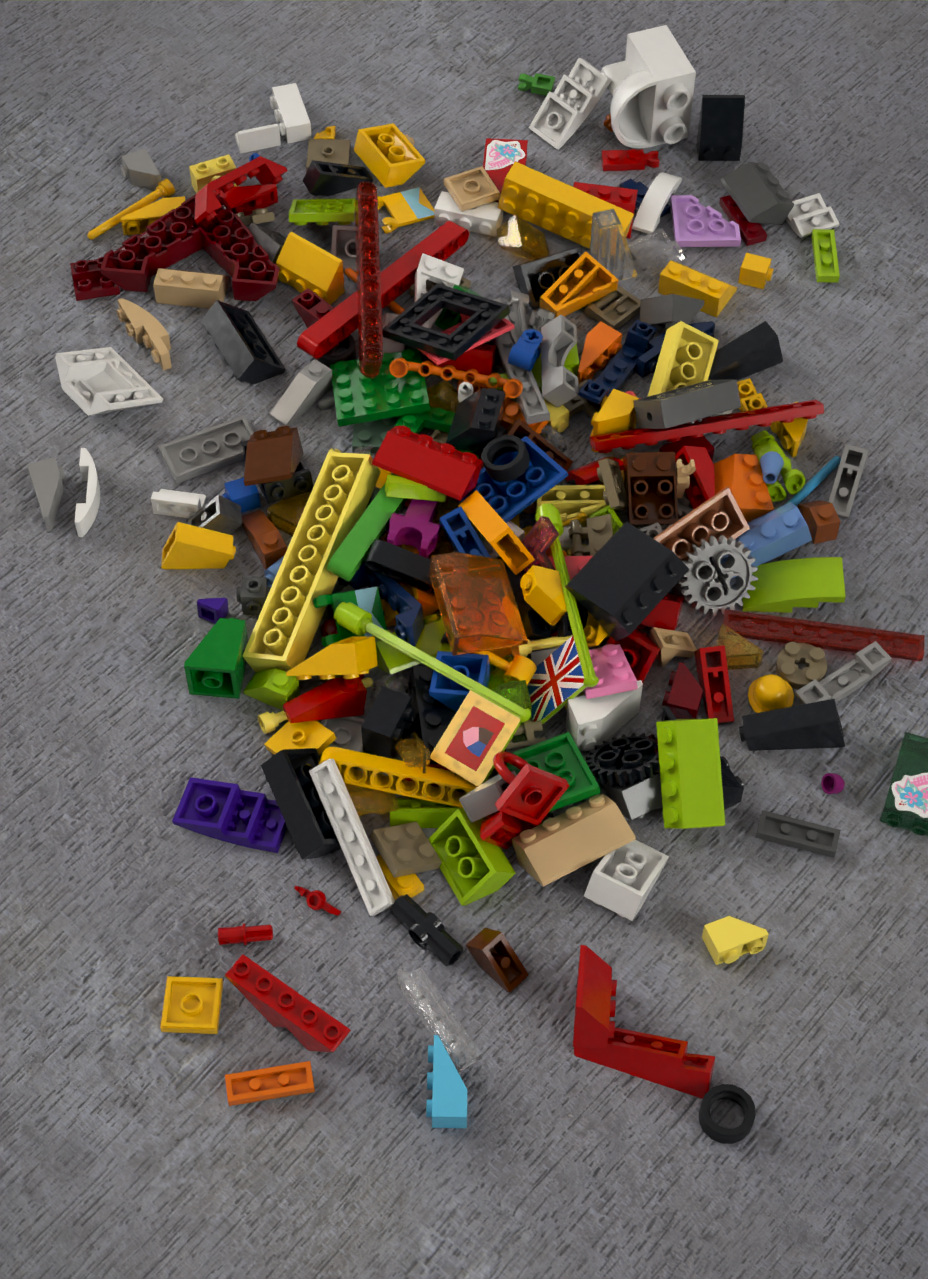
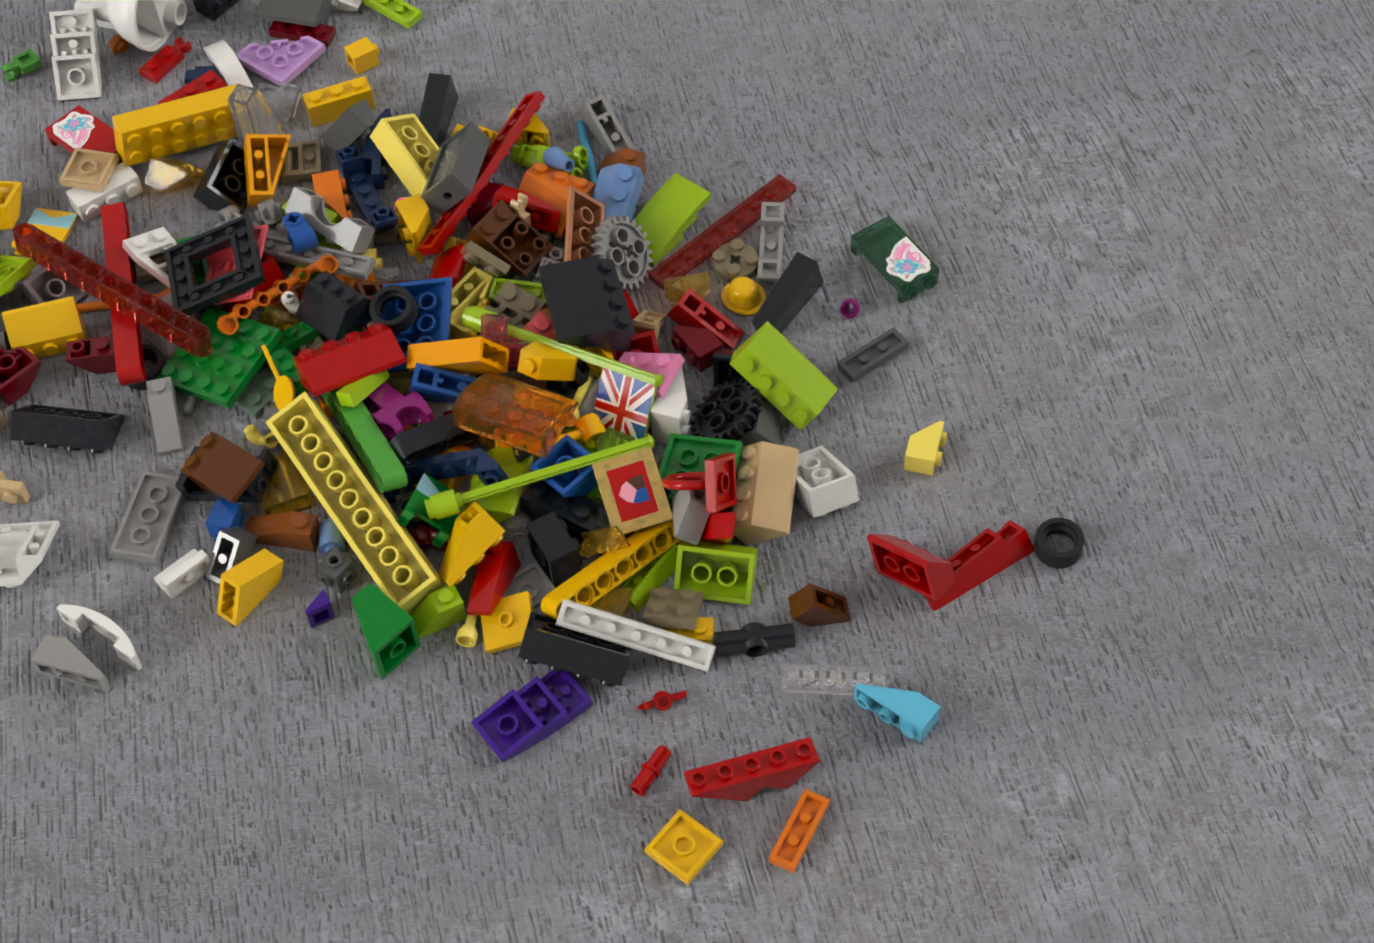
camera: 50 degrees left, 0 degrees up
(374, 448) = (283, 388): none -> yellow piece

